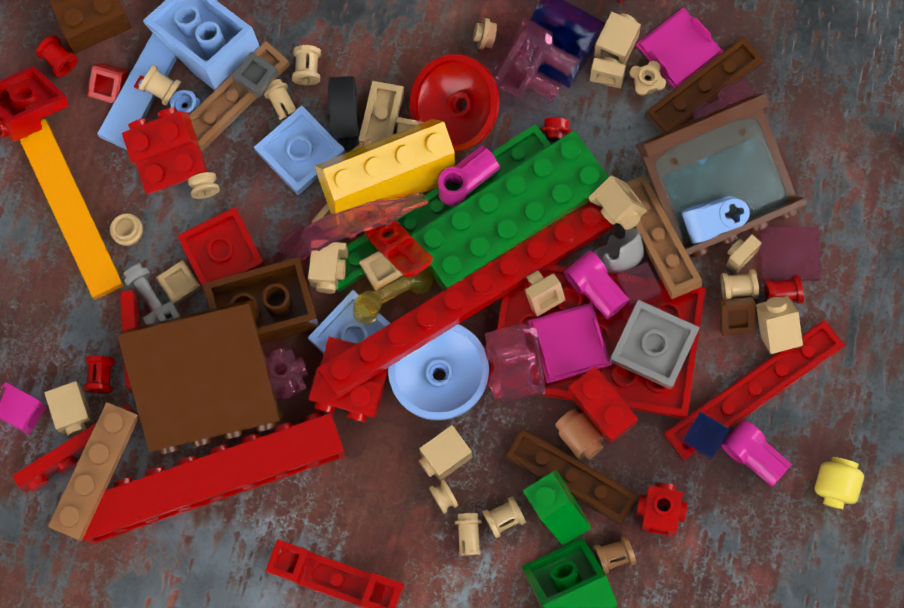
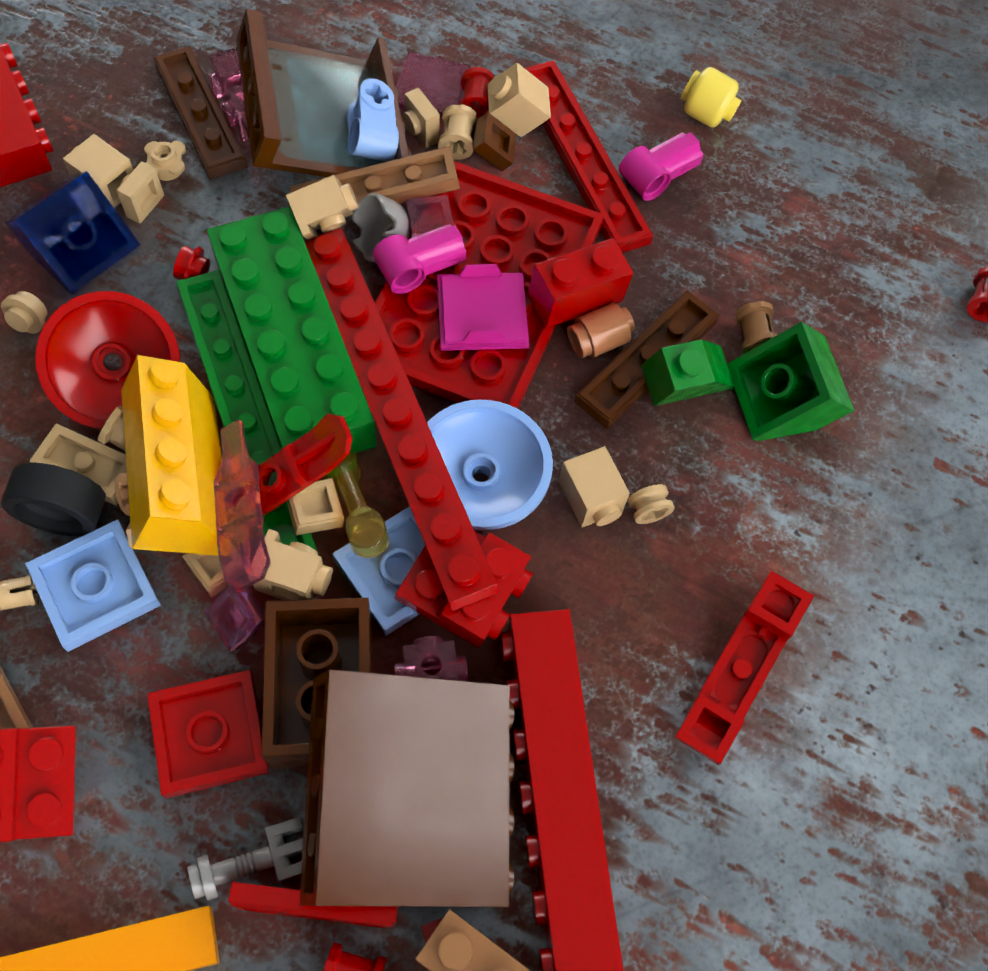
camera: 90 degrees left, 10 degrees down
(126, 229) = (119, 882): tan plate -> none
(178, 282) = (236, 813): tan tile -> none
(203, 185) = (93, 737): tan bush -> none
(468, 174) = (221, 367): dark pink piece -> none
(468, 534) = (704, 486): tan pin -> none
(504, 517) = (690, 438): tan bush -> none
(516, 363) = (502, 363): clear pink brick -> none
(523, 56) = (81, 257): clear pink brick -> none
(543, 293) = (410, 315): tan tile -> none
(654, 344) = (512, 217): light grey plate -> none
(660, 521) = (714, 264): red brick -> none
(679, 47) = (136, 118): dark pink piece -> none
(705, 435) = (634, 198): clear blue plate -> none

